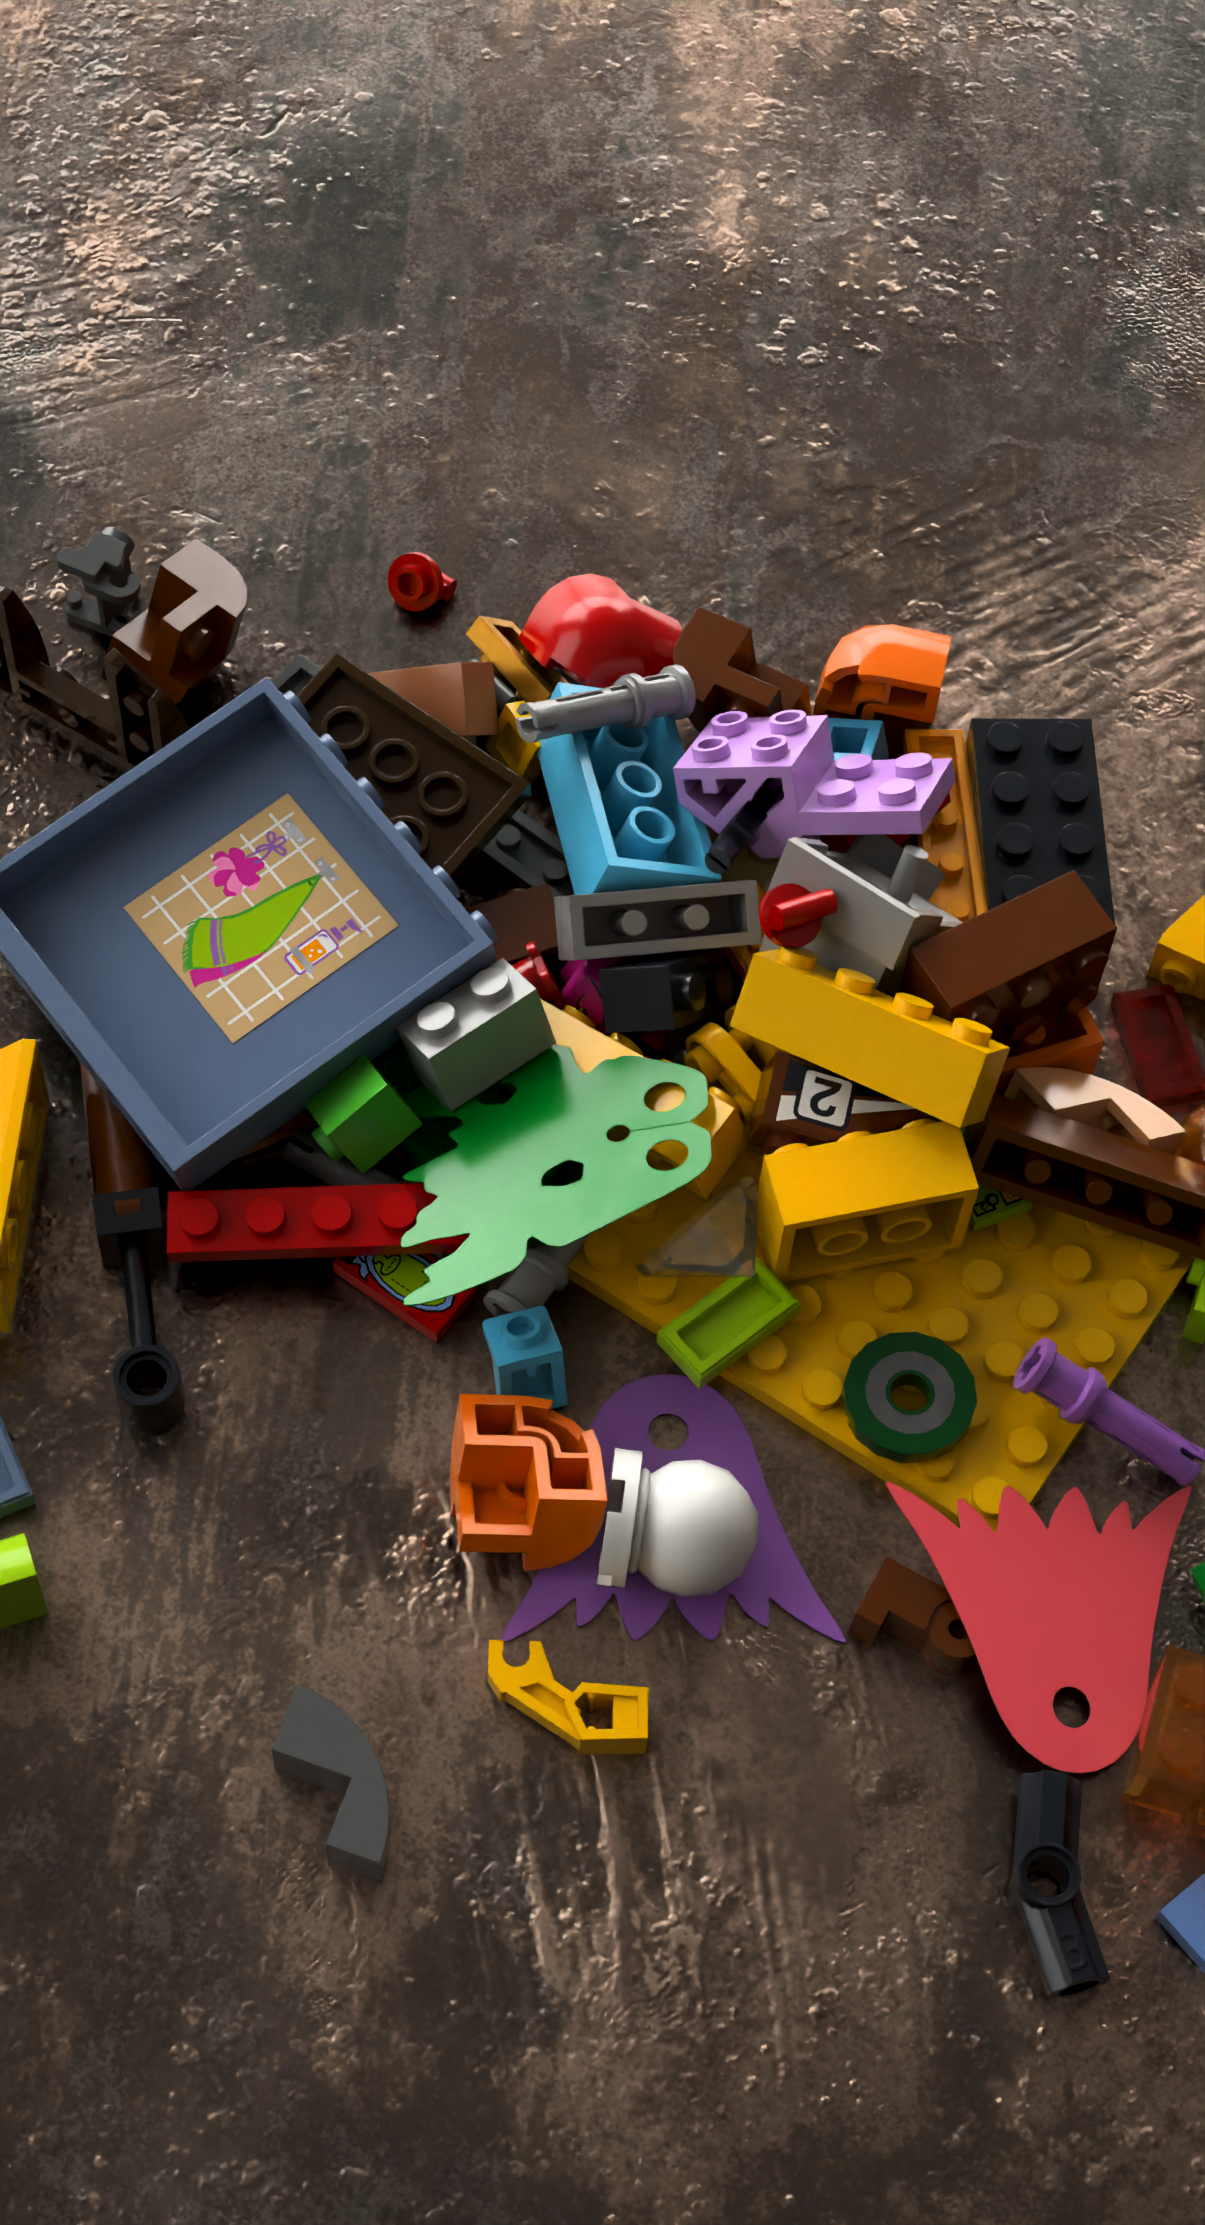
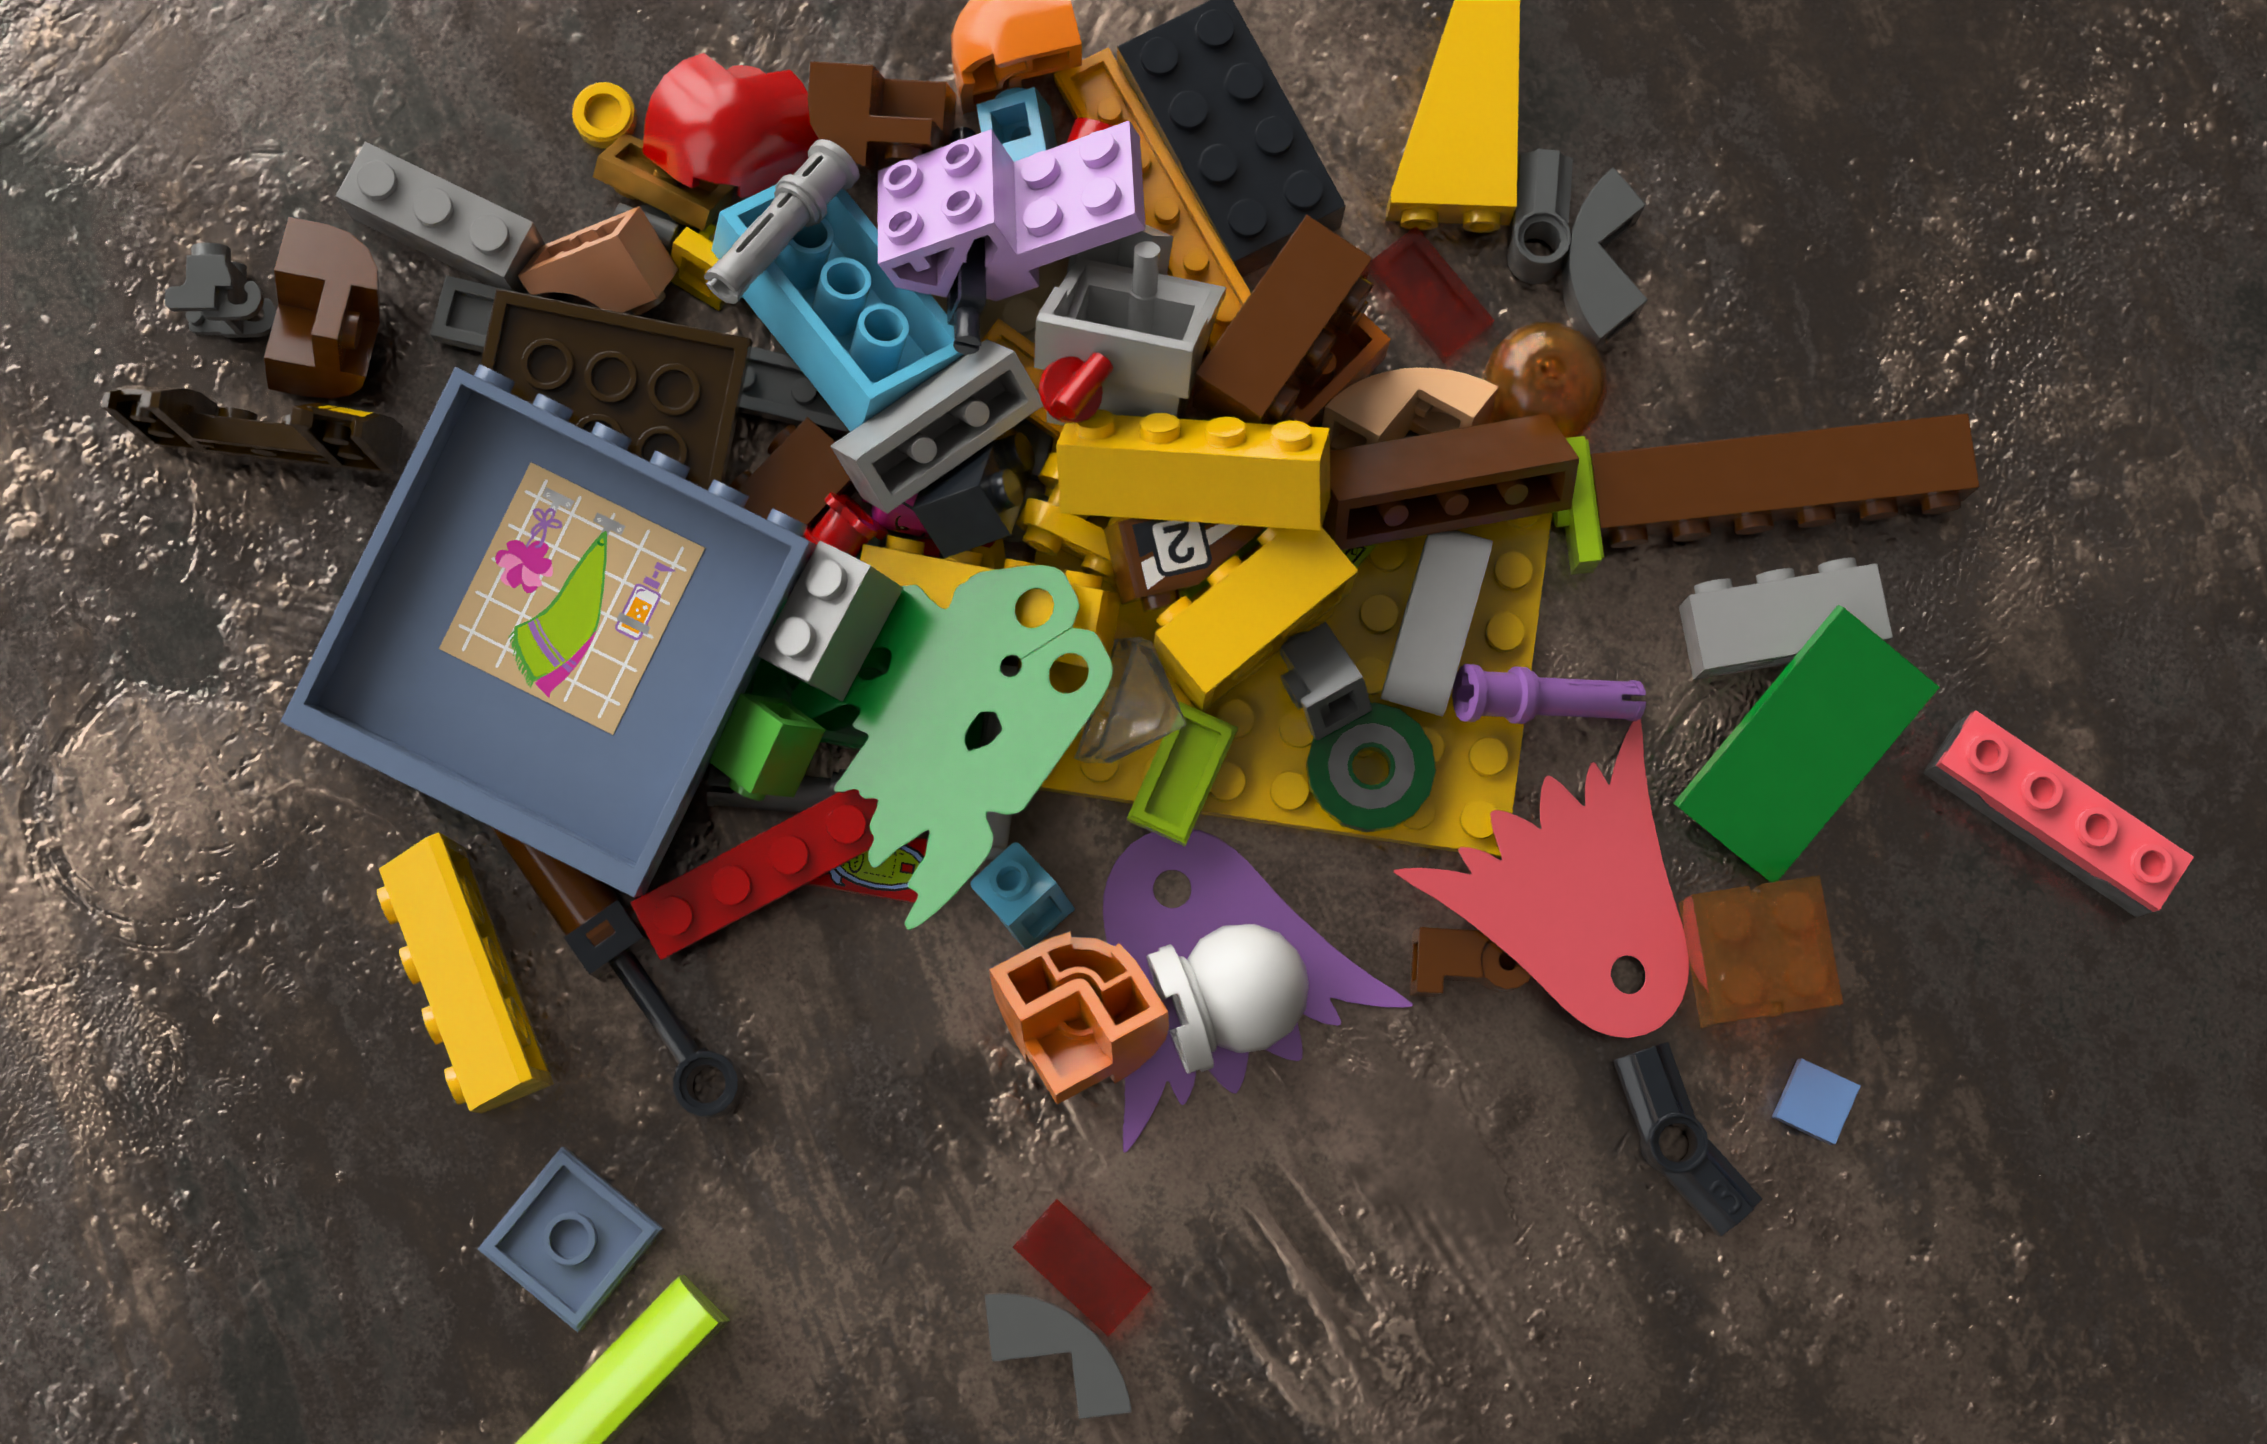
camera: 25 degrees left, 20 degrees up
(316, 602) = (438, 218): none -> light grey brick
(404, 1724) = (1082, 1267): none -> clear red tile
(418, 582) = (514, 134): red plate -> none
(503, 599) = (604, 114): none -> yellow tile
(549, 1703) = (1184, 1189): yellow piece -> none
(901, 1294) = (1323, 680): none -> dark grey brick
(1033, 1295) = (1436, 621): none -> light grey beam

